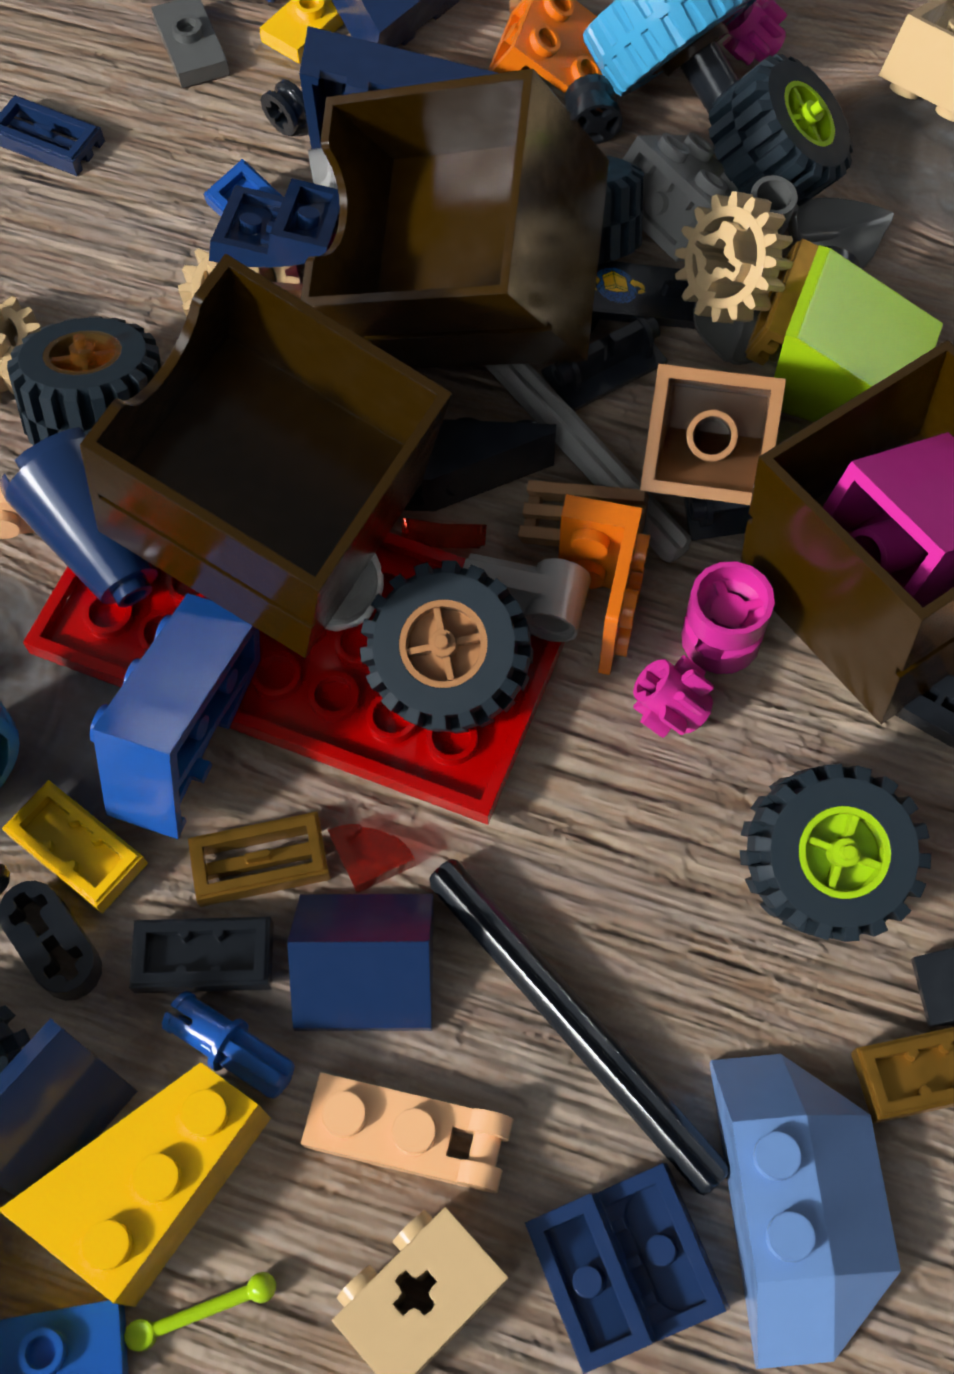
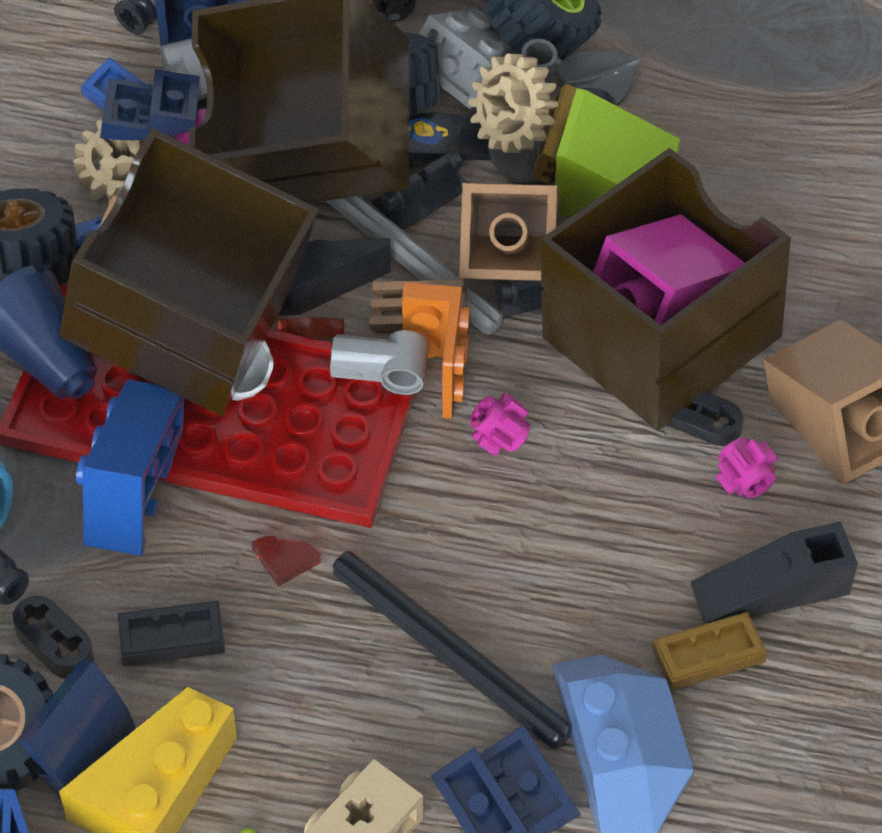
camera: 10 degrees left, 10 degrees down
(75, 846) = (64, 571): yellow plate -> none
(229, 1045) = (178, 677): blue axle -> none
(264, 882) = (204, 575): pearl gold tile -> none
(362, 962) = (291, 629): dark blue slope -> none
(405, 1132) = (338, 732): light nougat plate -> none
(447, 648) = (329, 398): black wheel -> none
(727, 617) = (535, 364): dark pink wheel -> none
(835, 852) = (624, 511): black wheel -> none

